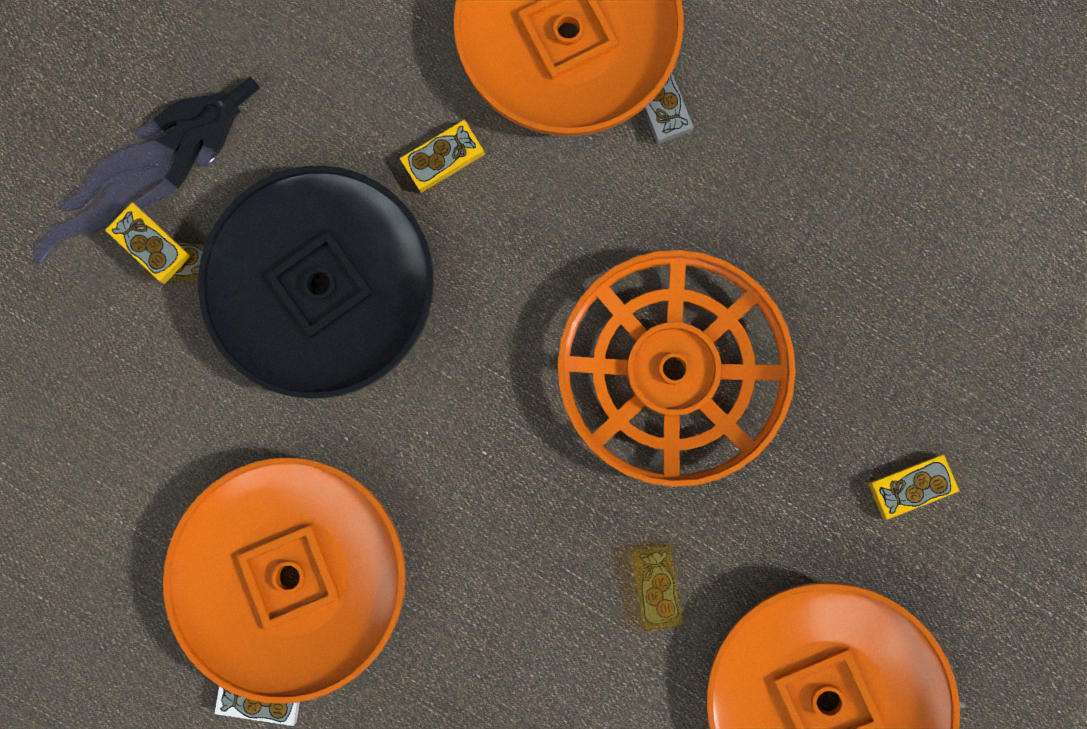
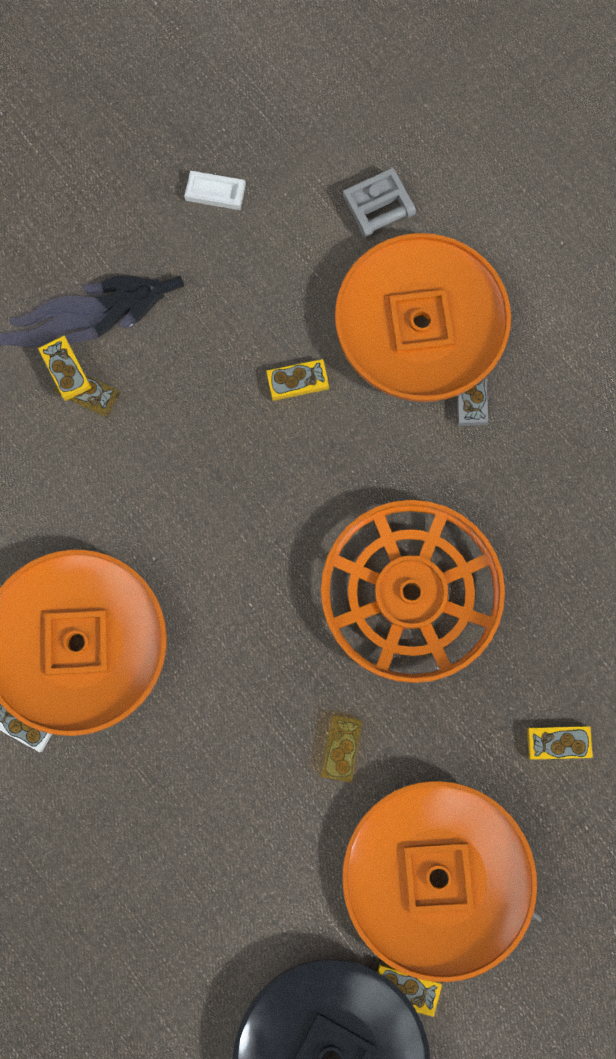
camera: 15 degrees right, 5 degrees down
(262, 269) = (166, 397): black dish -> none

